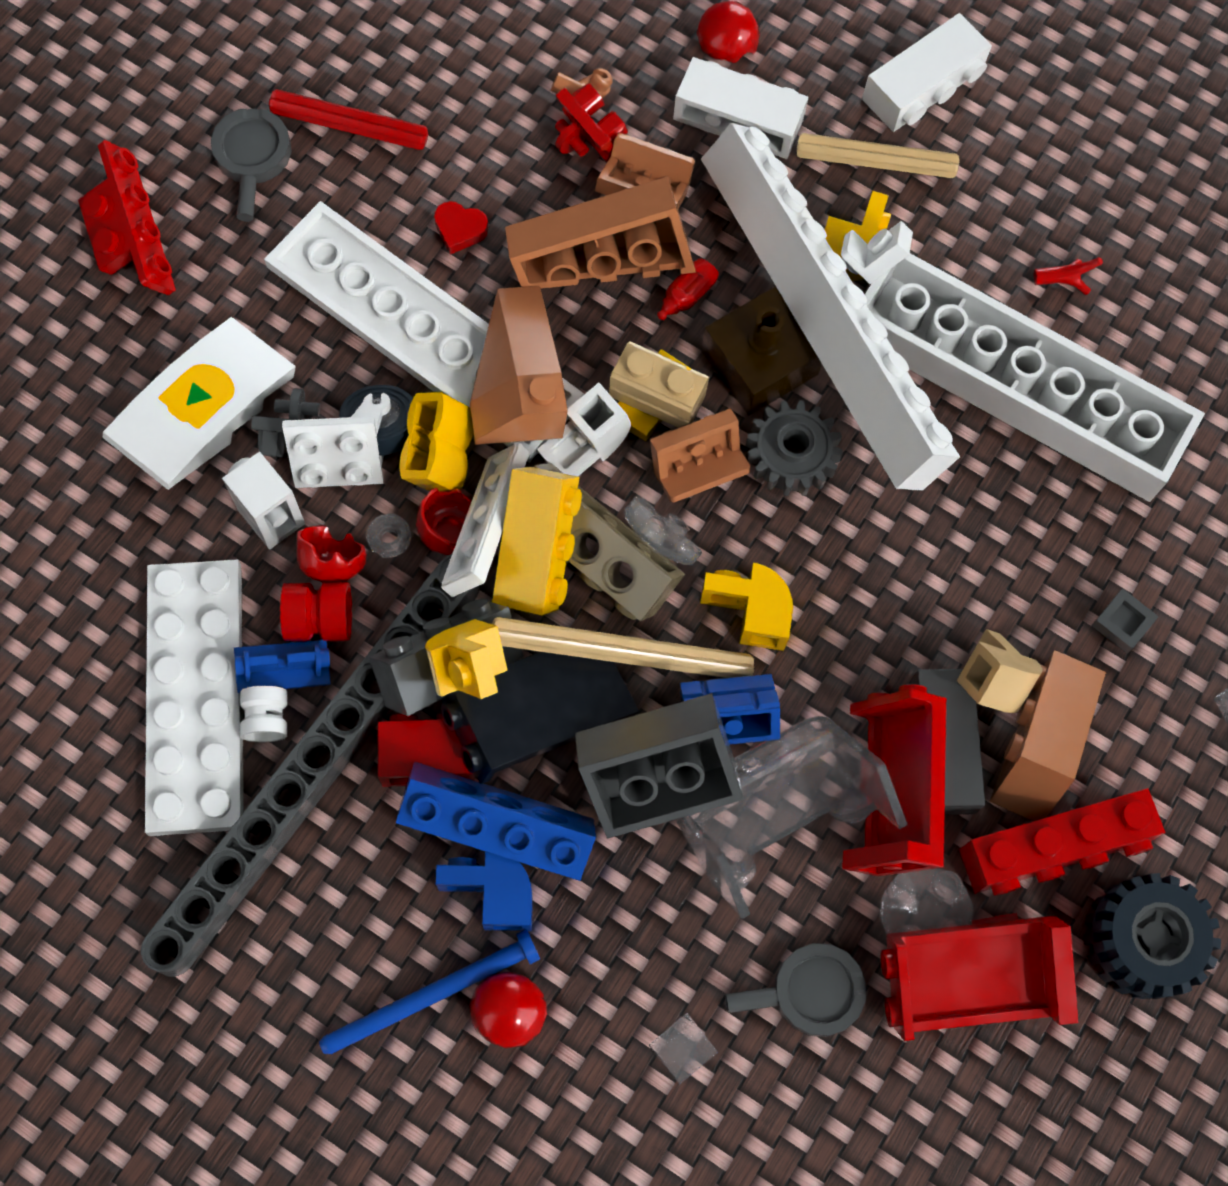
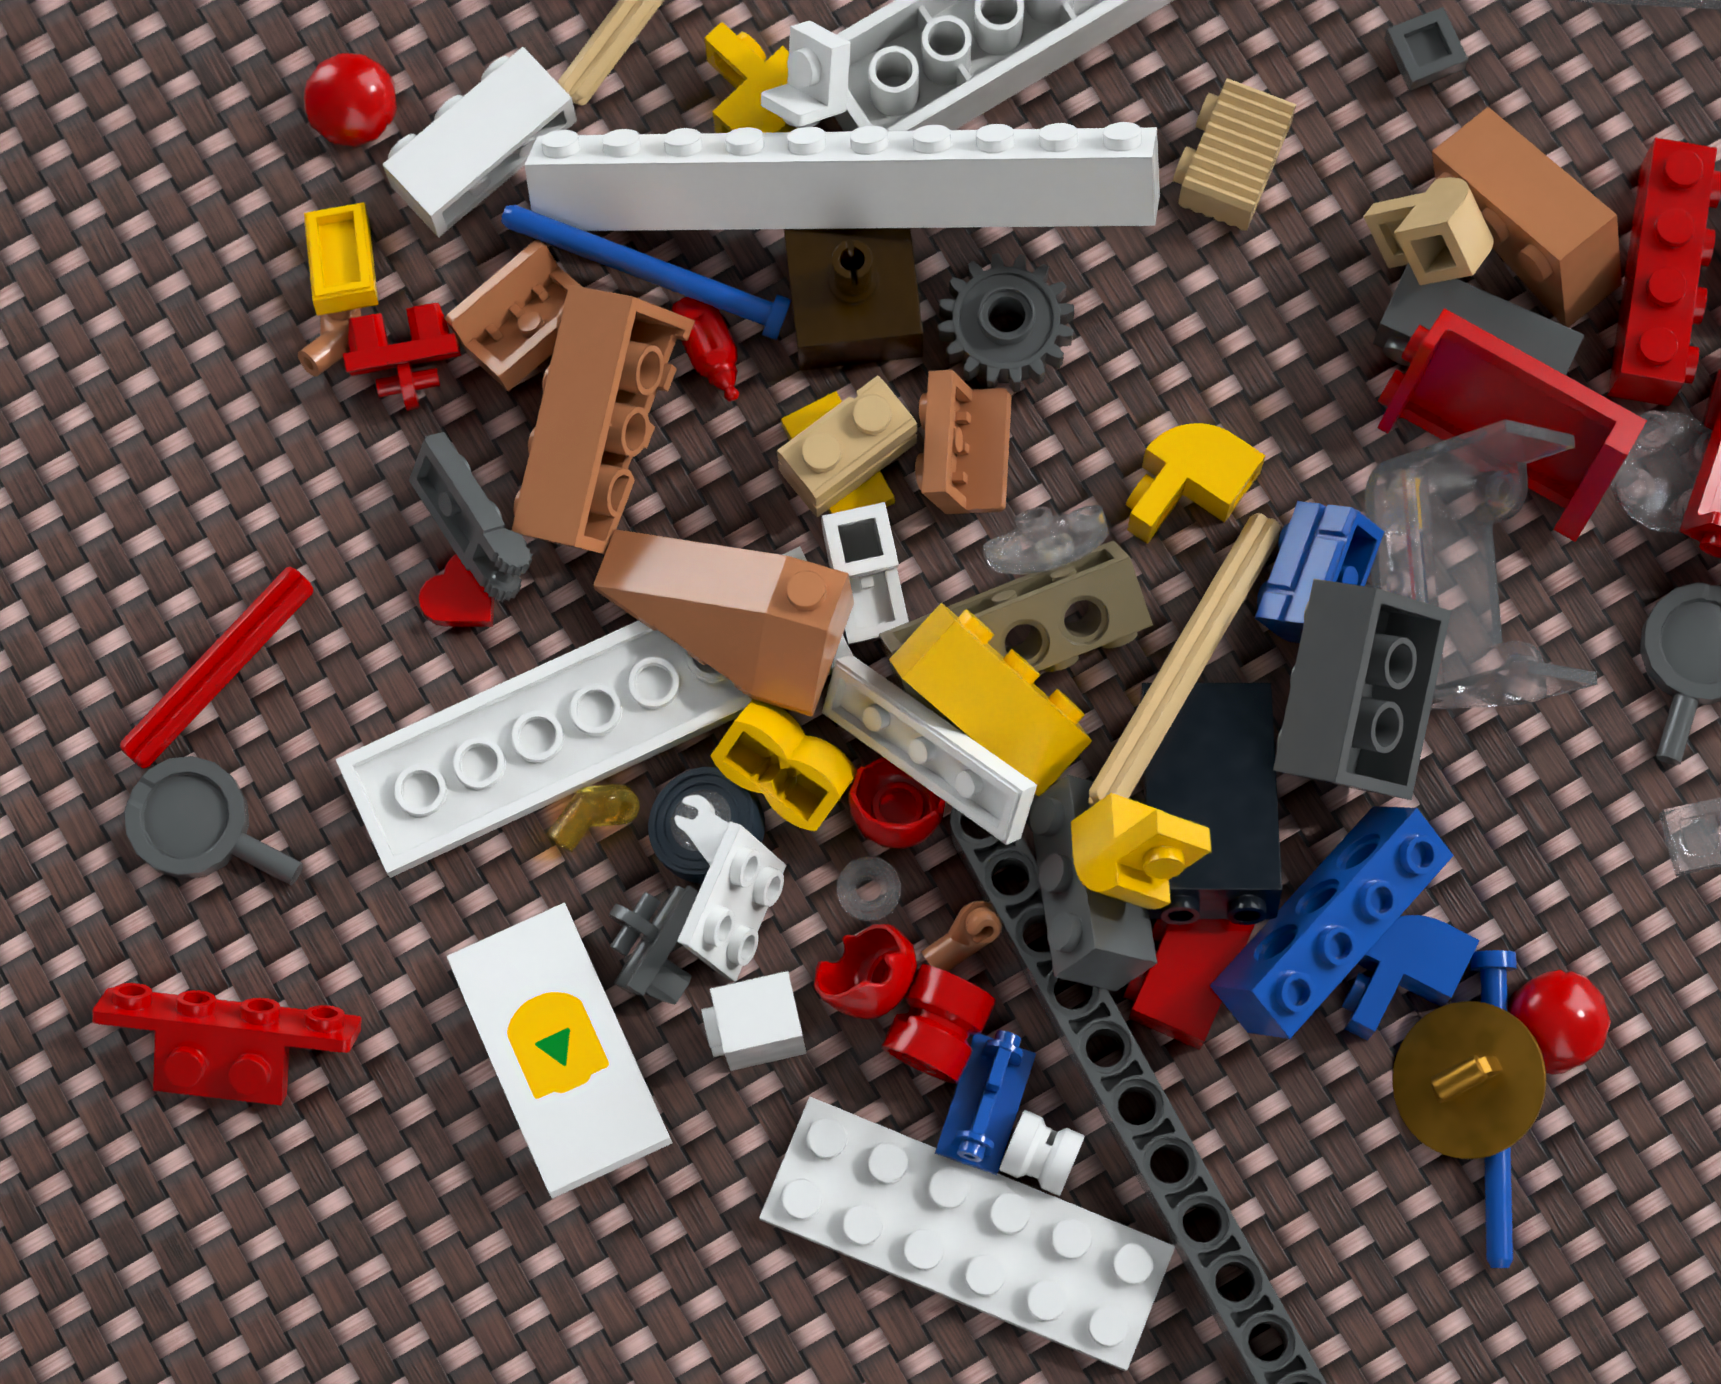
camera: 55 degrees left, 5 degrees up
(362, 355) = (593, 808): none -> clear yellow arm
(383, 605) = (971, 931): none -> nougat arm
(437, 967) = (1469, 1080): none -> pearl gold shield
(501, 205) = (469, 518): none -> dark grey hinge
(626, 67) = (340, 259): none -> yellow tile
(711, 226) = (649, 268): none -> blue bar
(983, 533) = (1234, 154): none -> tan brick

